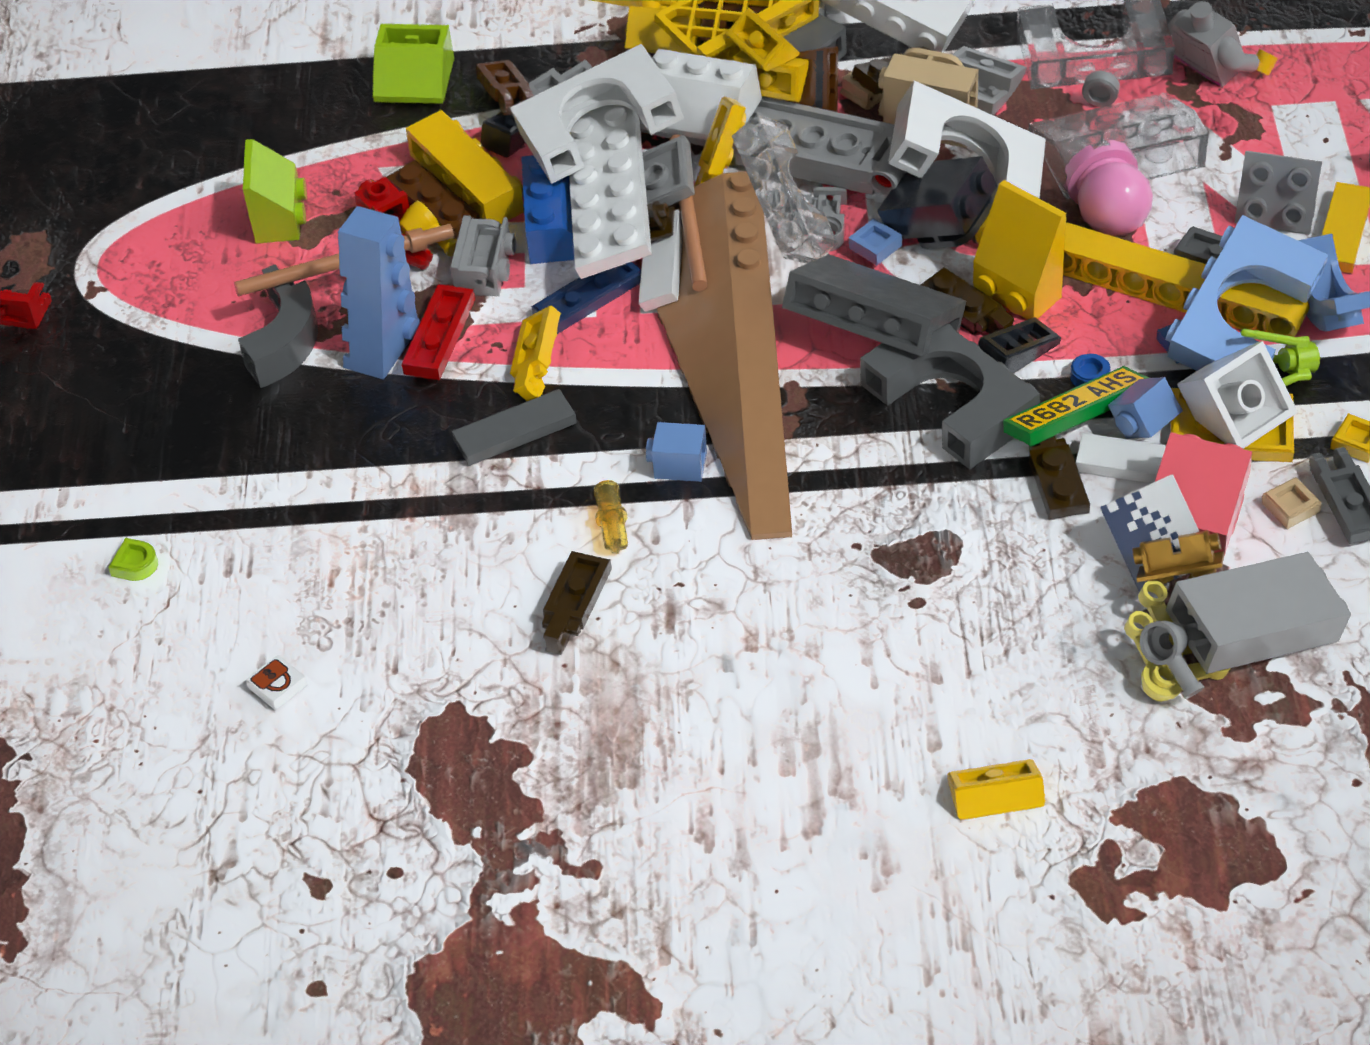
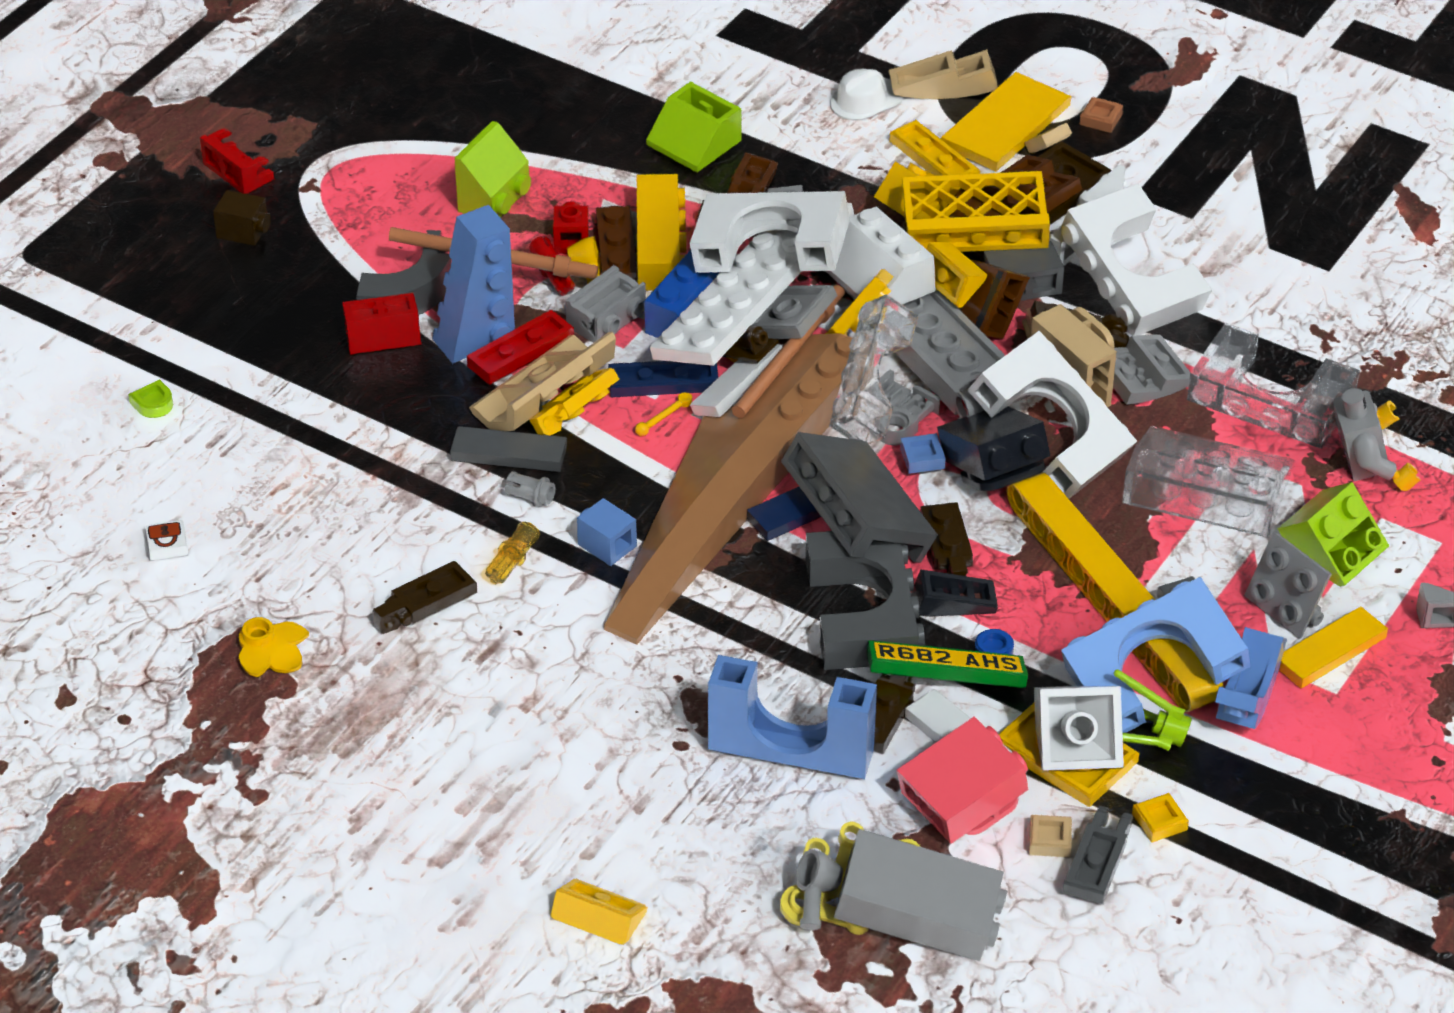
camera: 30 degrees right, 5 degrees down
(64, 348) = (241, 217): none -> dark brown brick
(293, 375) = (381, 323): none -> red hinge
(477, 724) = (270, 646): none -> yellow plate
(490, 354) = (538, 382): none -> tan piece
(574, 450) = (533, 489): none -> light grey pin
(624, 304) = (684, 400): none -> yellow hinge
(761, 41) = (959, 239): yellow slope -> none
(809, 351) = (782, 514): none -> dark blue tile
(1021, 252) = (1008, 521): yellow slope -> none
(1064, 522) = (746, 728): none -> medium blue arch
(1100, 88) = (1236, 426): light grey tile -> none
(1109, 188) = (1146, 507): bright pink tile -> none
(1145, 408) = (995, 695): medium blue brick -> none
(1149, 515) = (897, 790): sticker -> none
(1195, 557) = (905, 822): pearl gold hinge -> none
(1260, 124) = (1336, 532): none -> lime slope

